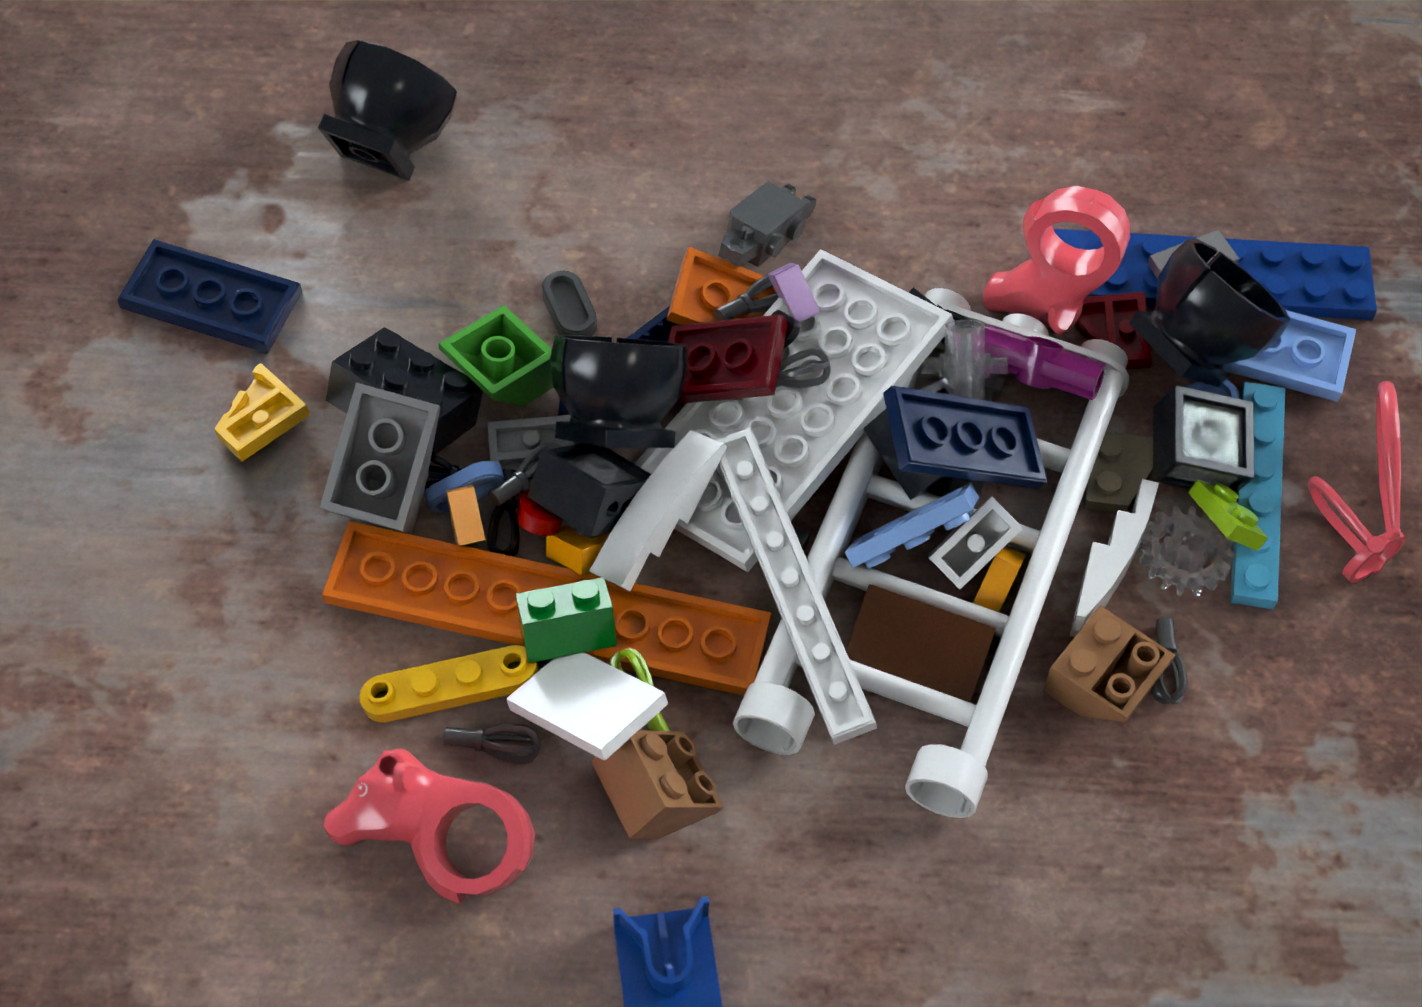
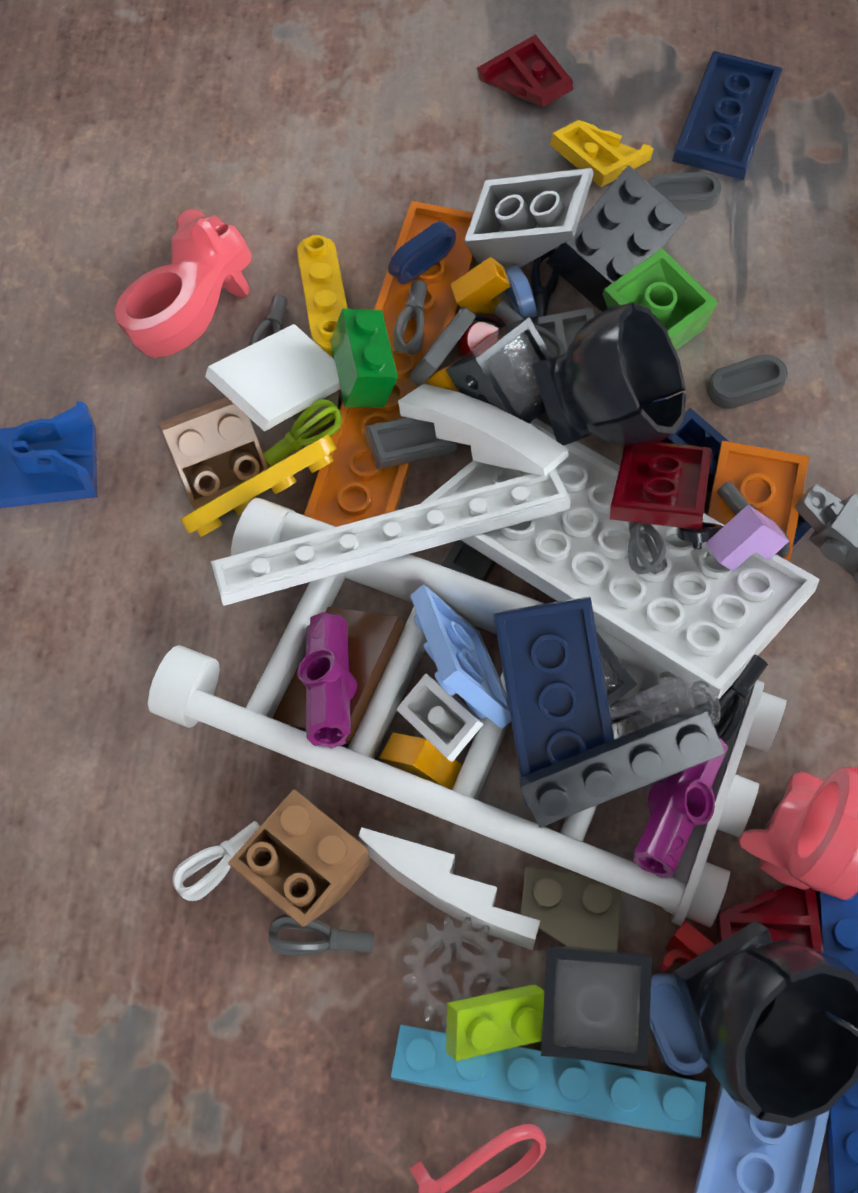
camera: 95 degrees right, 5 degrees up
(127, 479) = (527, 73): none -> dark red wing
(317, 342) = (688, 190): none -> dark grey tile
(416, 570) = (422, 252): none -> dark blue tile
(495, 585) = (413, 309): none -> dark grey piece
(547, 549) = (442, 347): none -> dark grey tile
(659, 593) = (404, 442): none -> dark grey tile
(710, 728) = (275, 477): none -> yellow plate
(913, 642) = (327, 680): none -> magenta piece
(1021, 394) = (621, 765): none -> black plate
(1098, 741) = (197, 861): none -> white piece
(1146, 380) = (685, 946): none -> red tile

